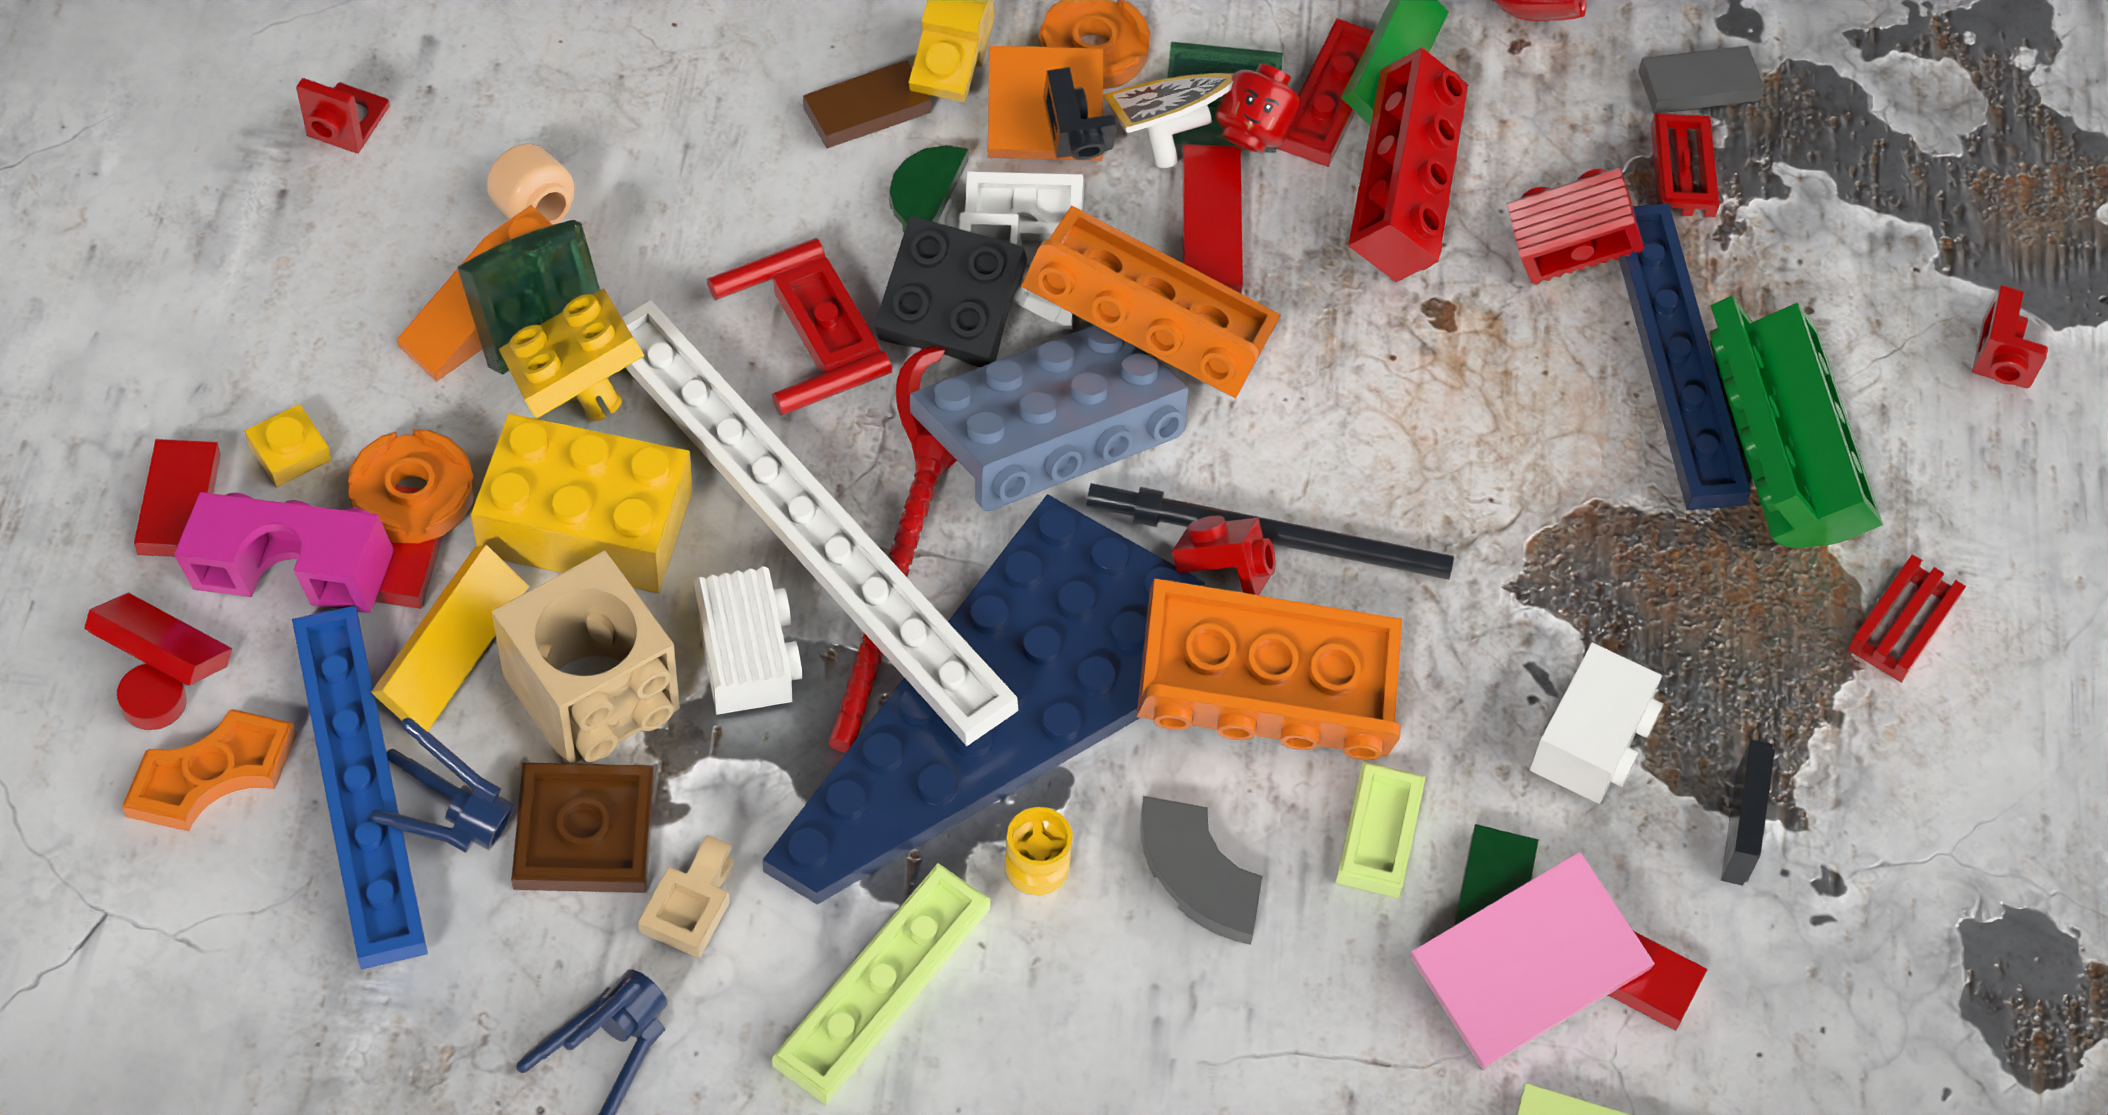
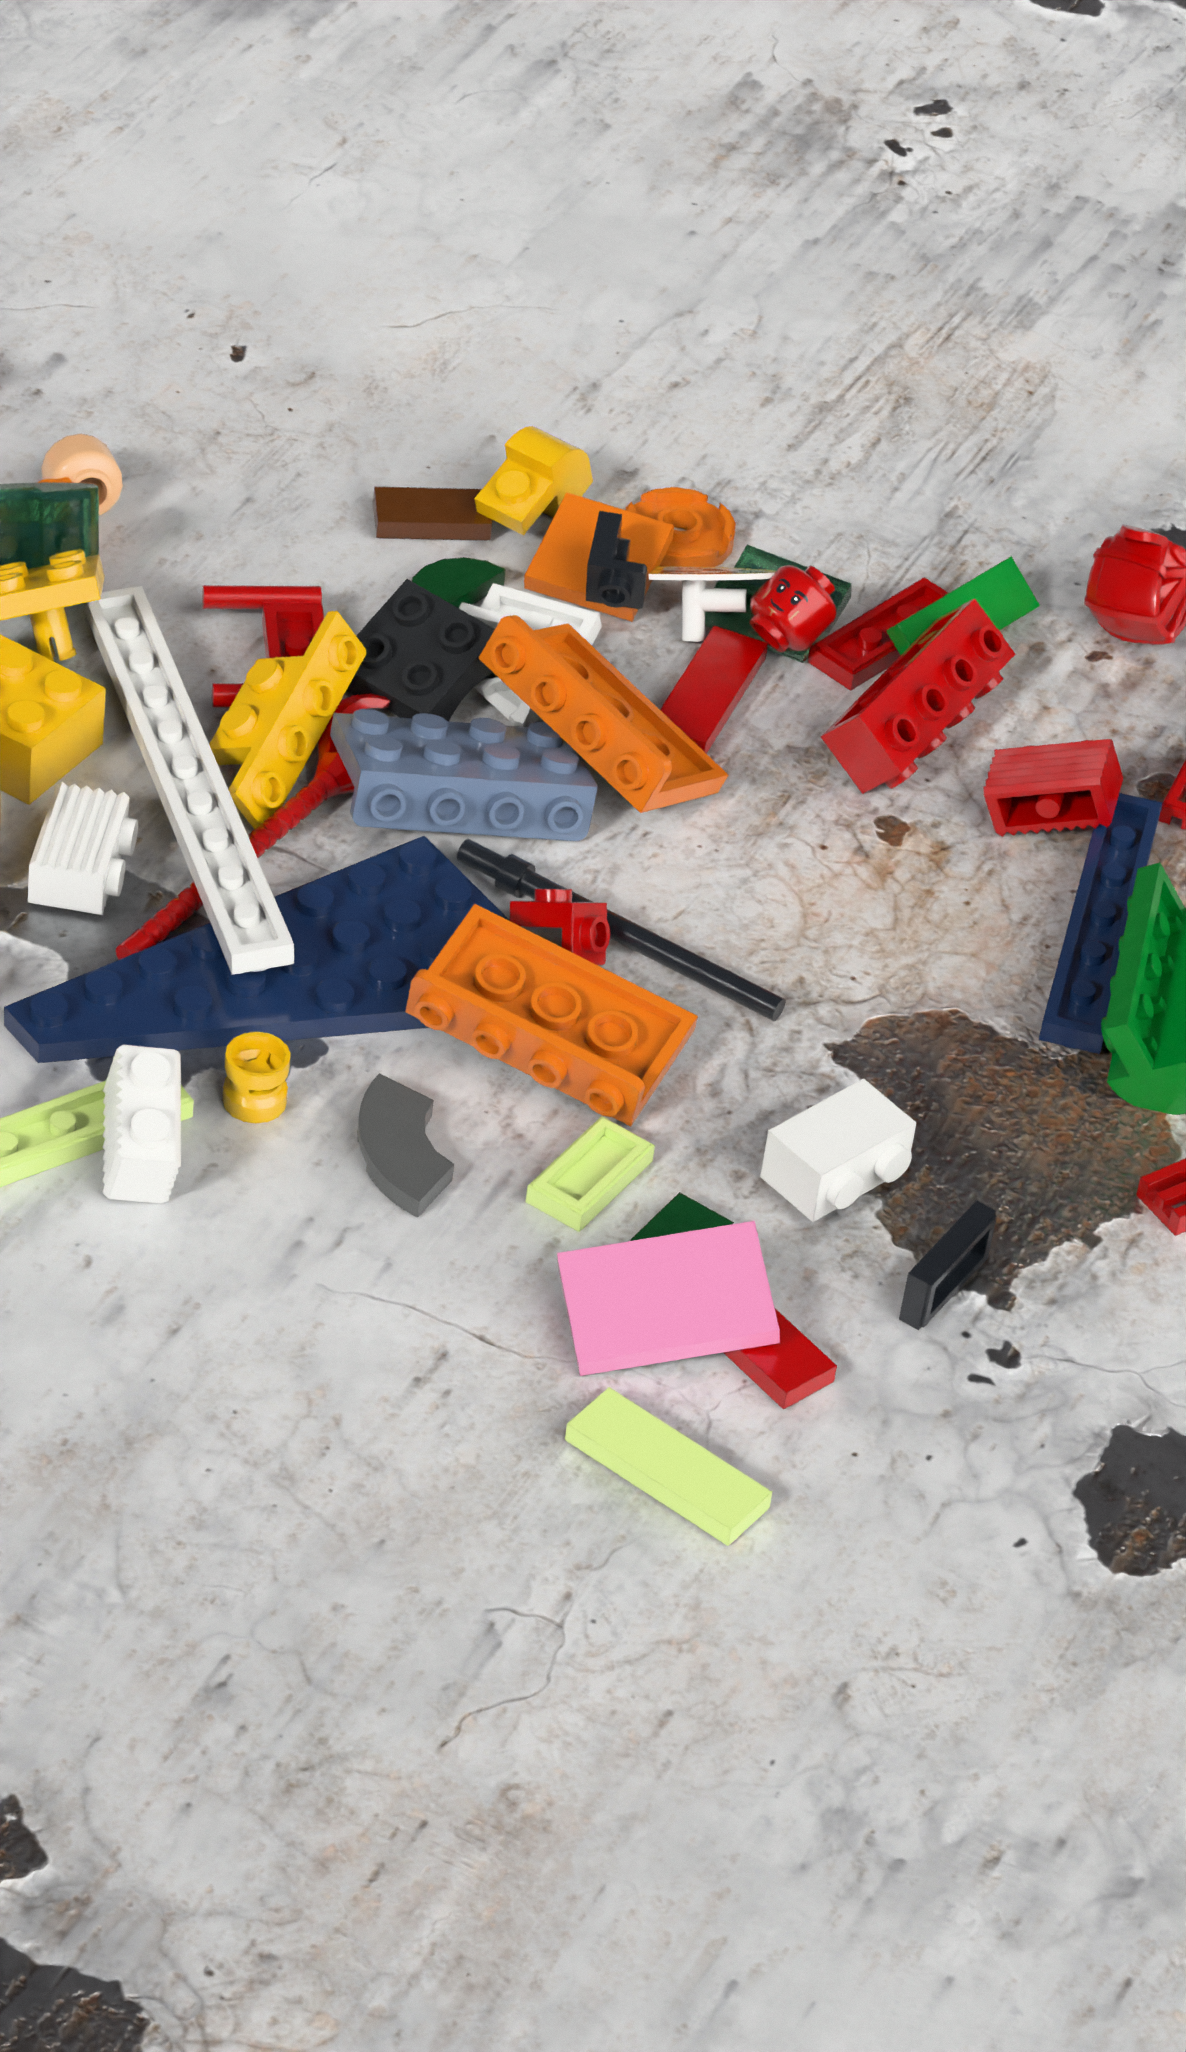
camera: 20 degrees right, 15 degrees down
(859, 415) = (283, 717): none -> yellow bracket
(971, 963) = (142, 1124): none -> white brick

